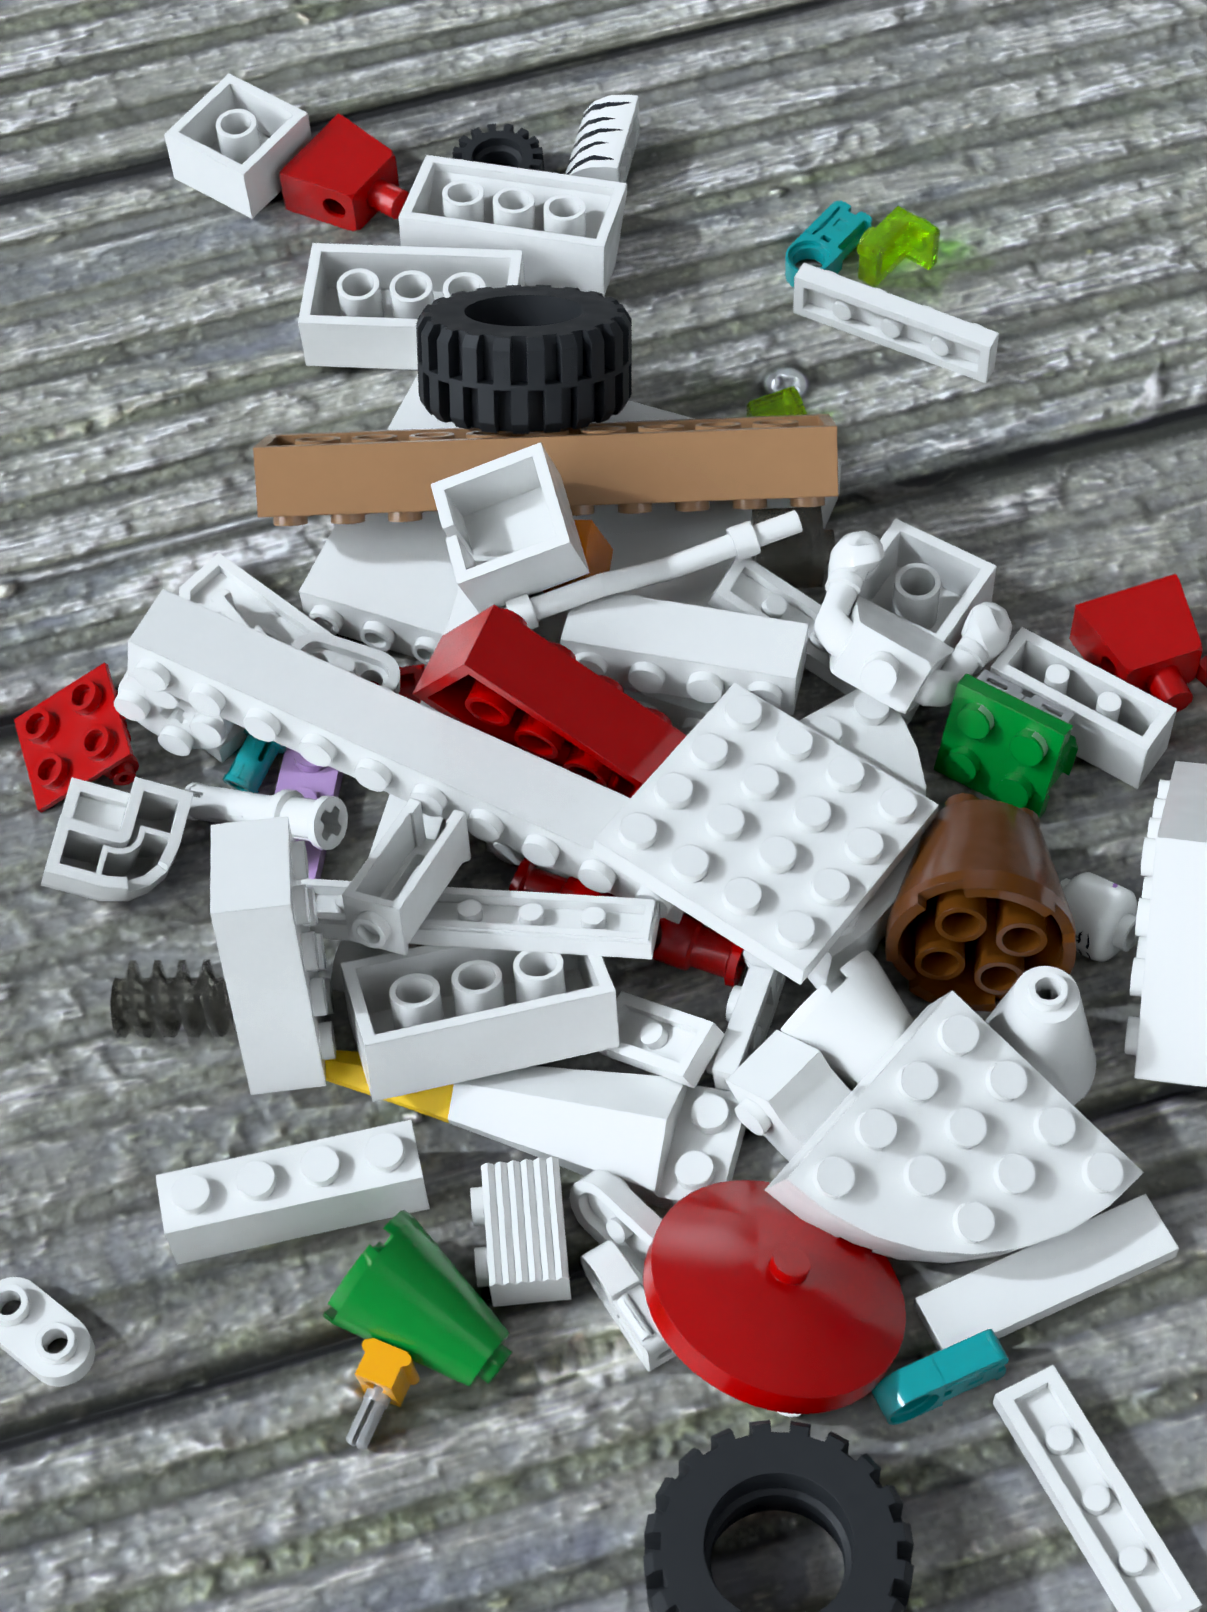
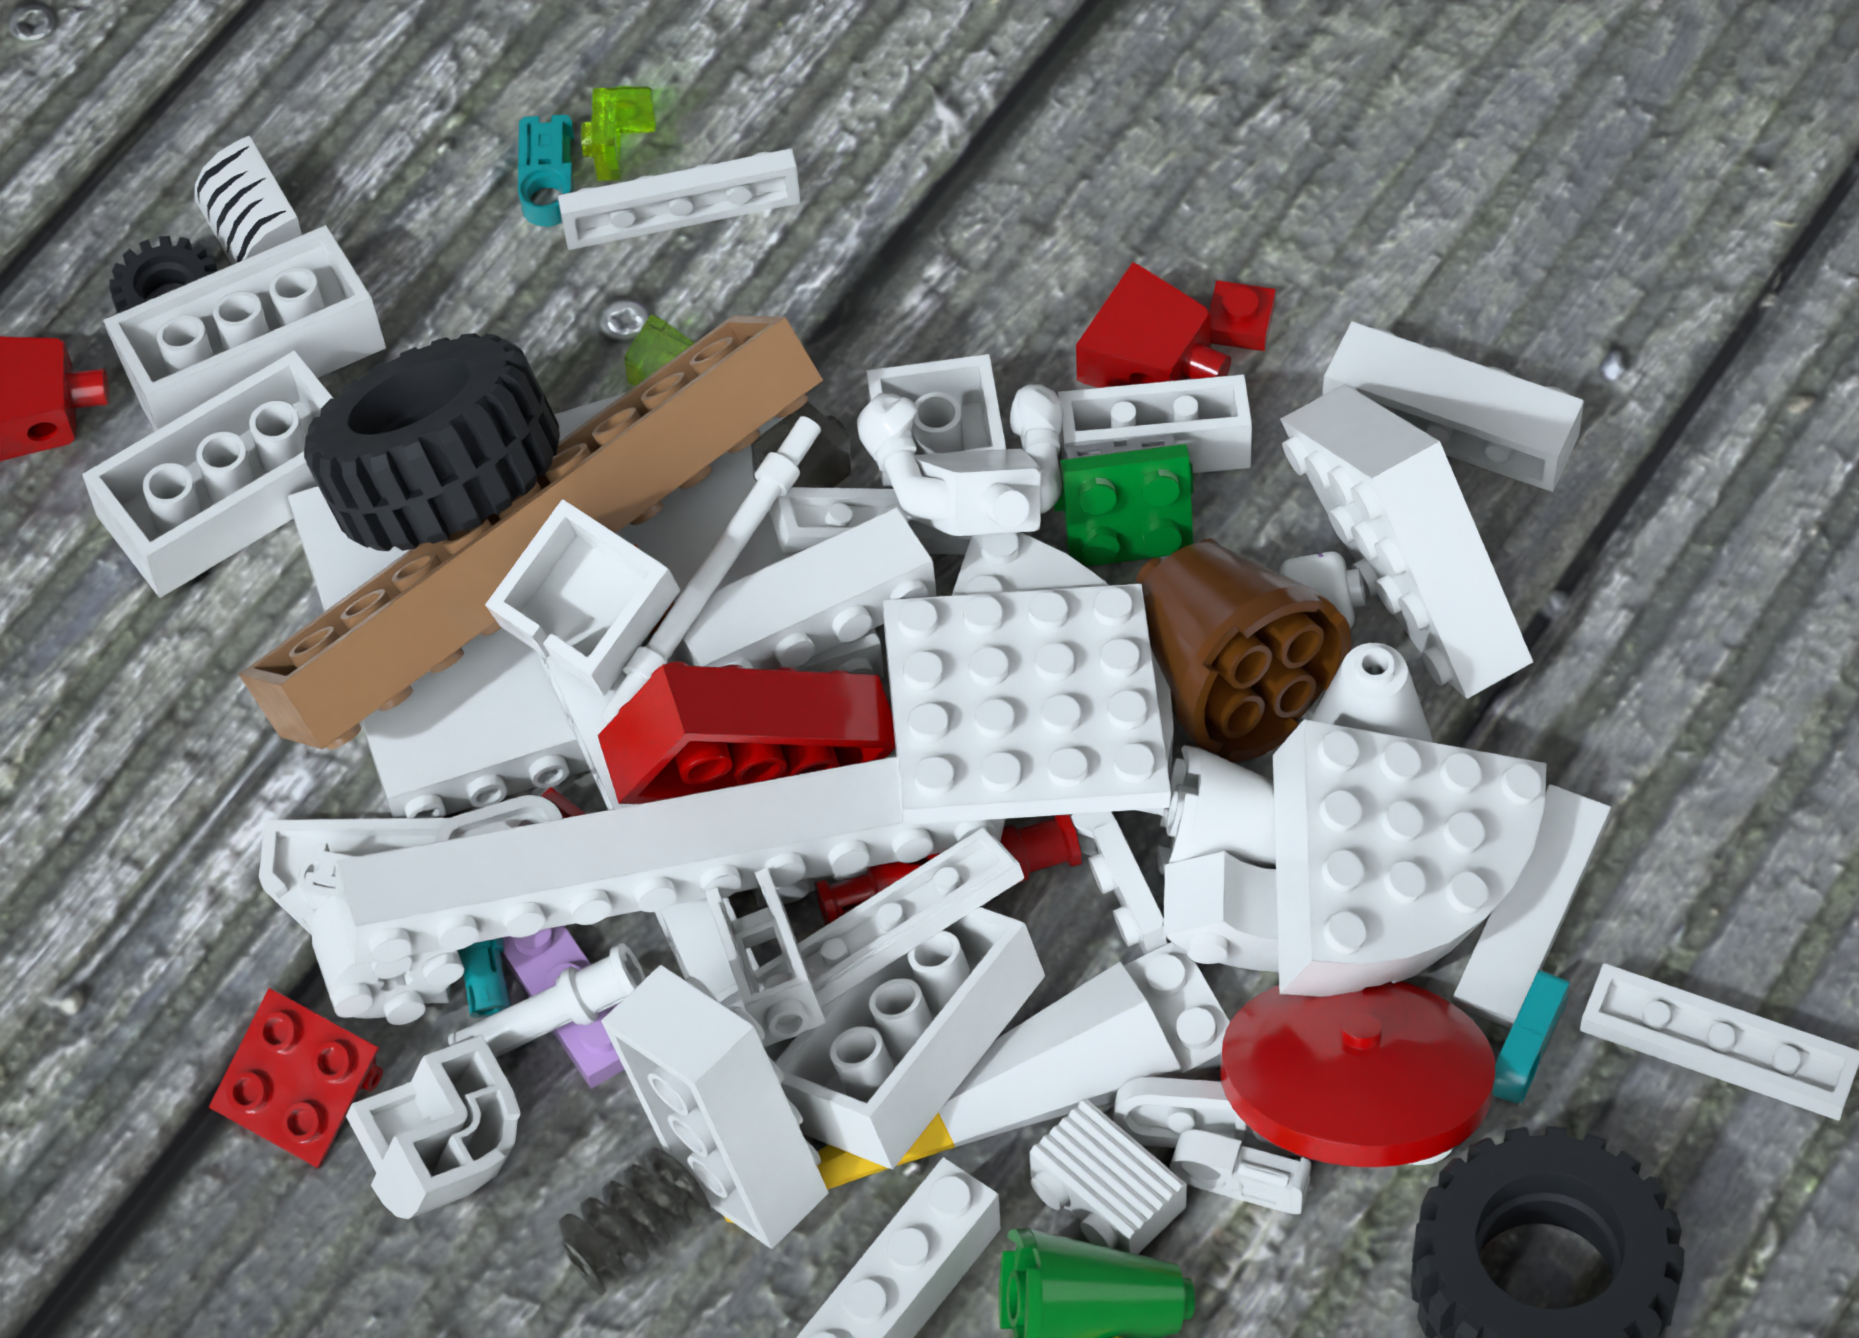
camera: 40 degrees left, 0 degrees up
(663, 1040) = (1084, 942): white plate -> none

